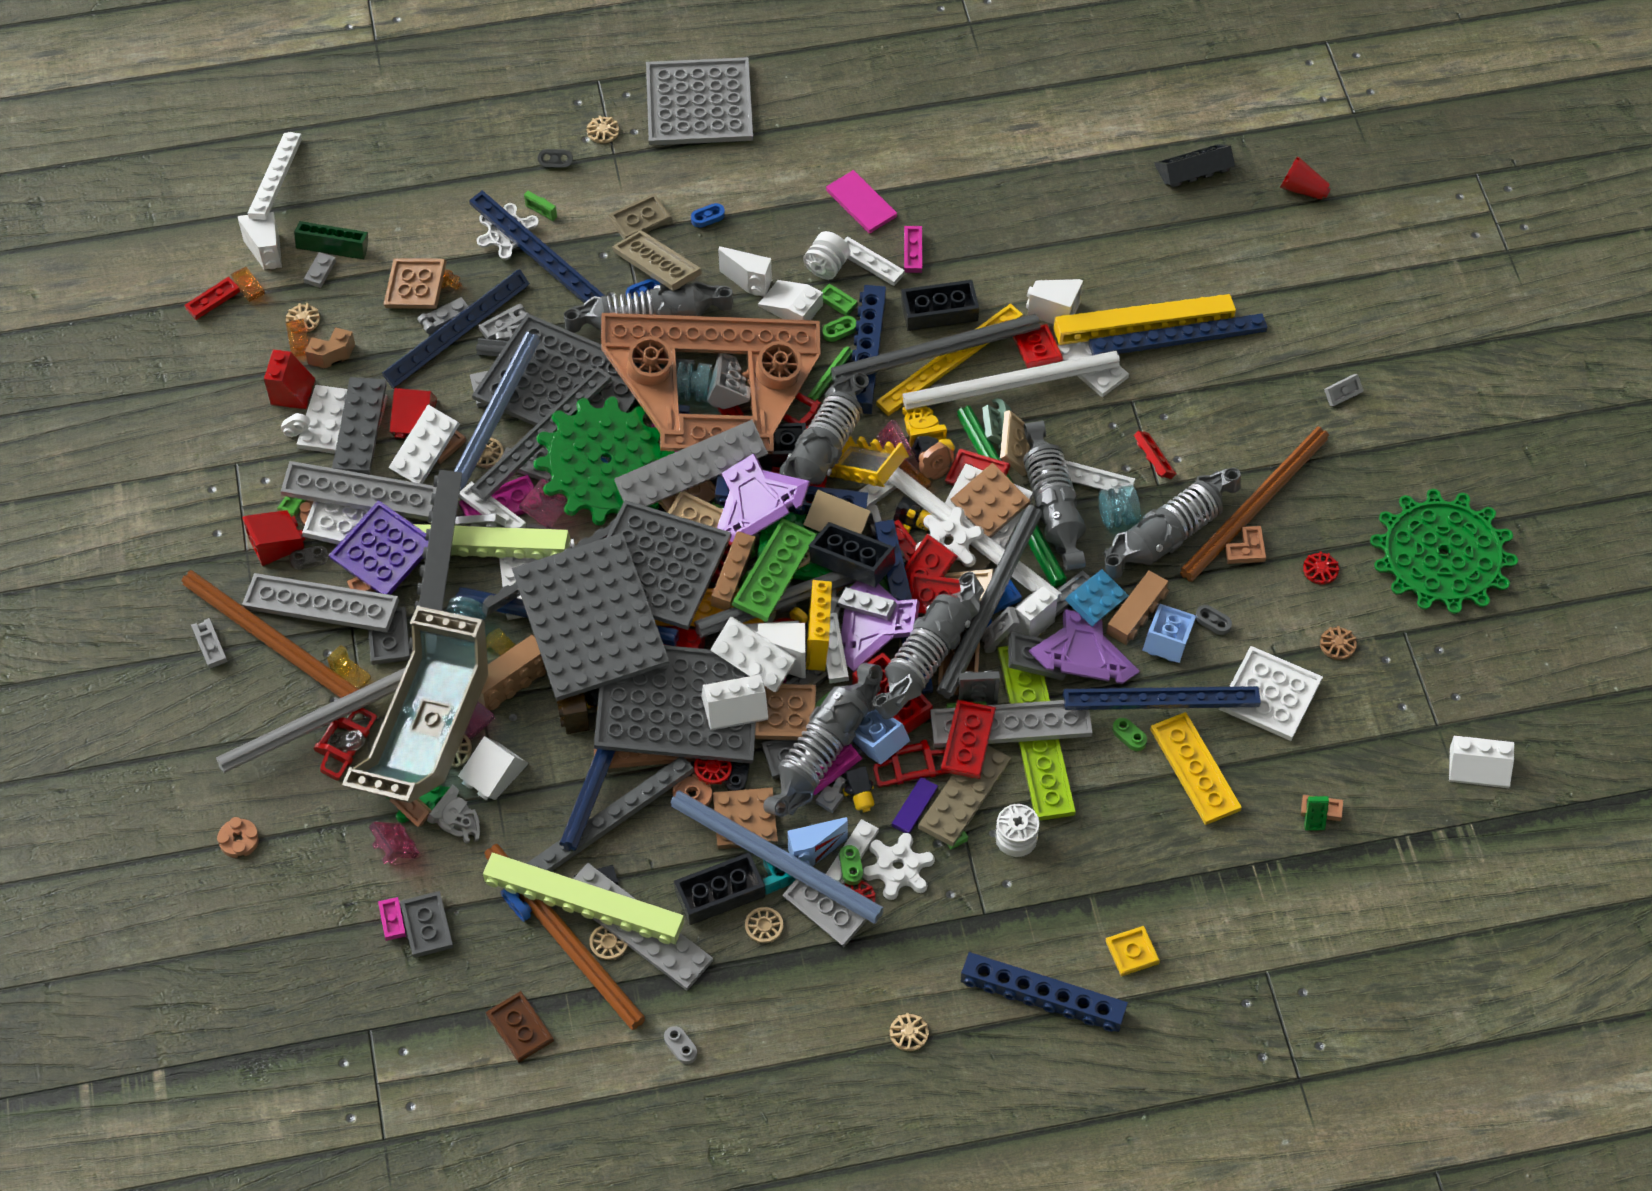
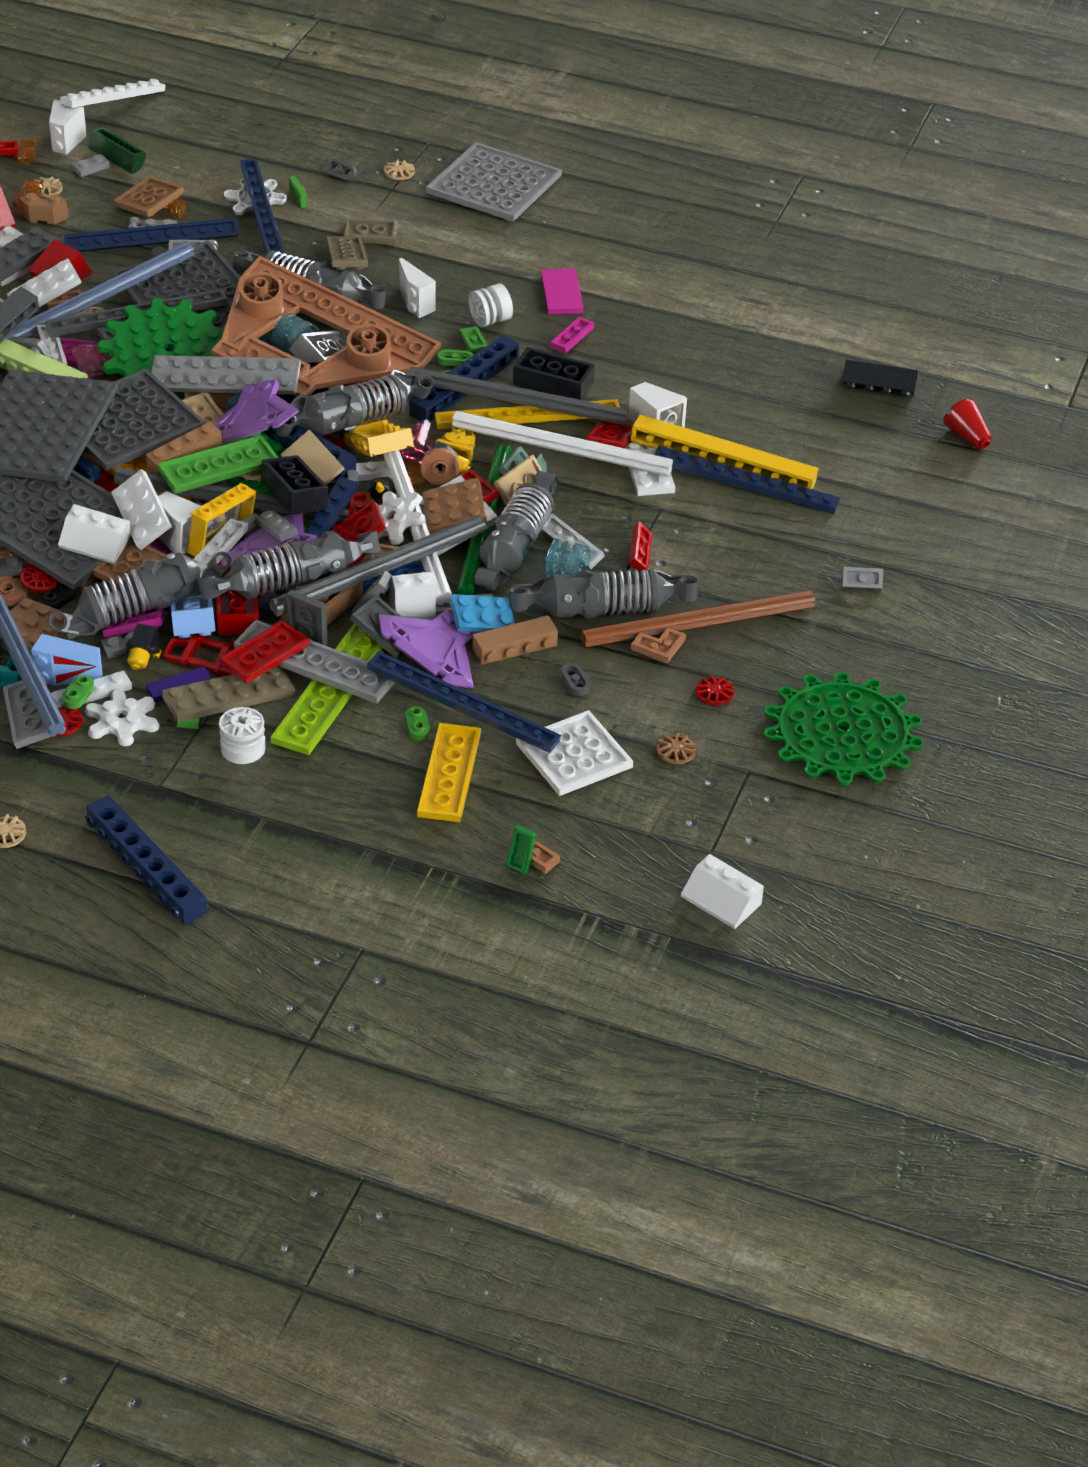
camera: 30 degrees right, 15 degrees down
(705, 215) = (424, 249): blue plate -> none
(792, 301) = (438, 326): white slope -> none
(874, 263) = (528, 328): white plate -> none
(1132, 951) = (255, 870): yellow plate -> none
(1169, 633) = (523, 669): light blue slope -> none

